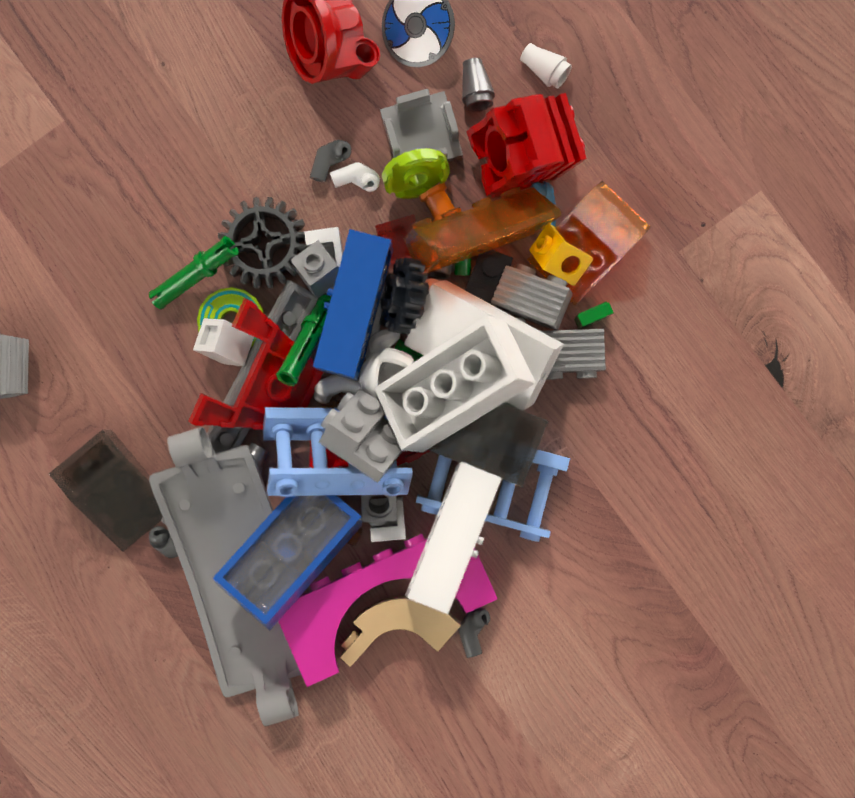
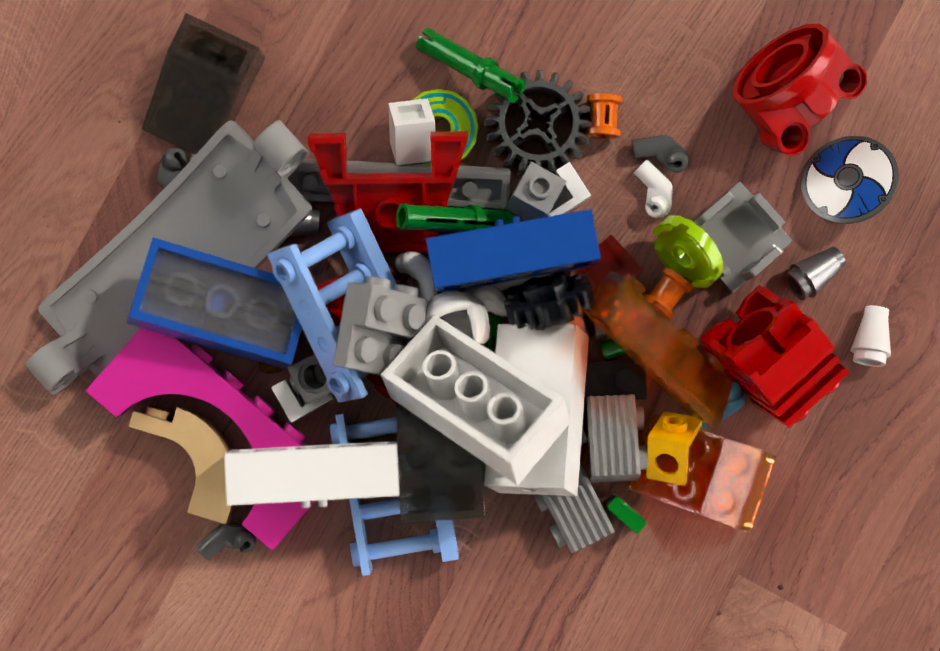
camera: 70 degrees right, 0 degrees up
(280, 189) = (603, 116): none -> orange bush

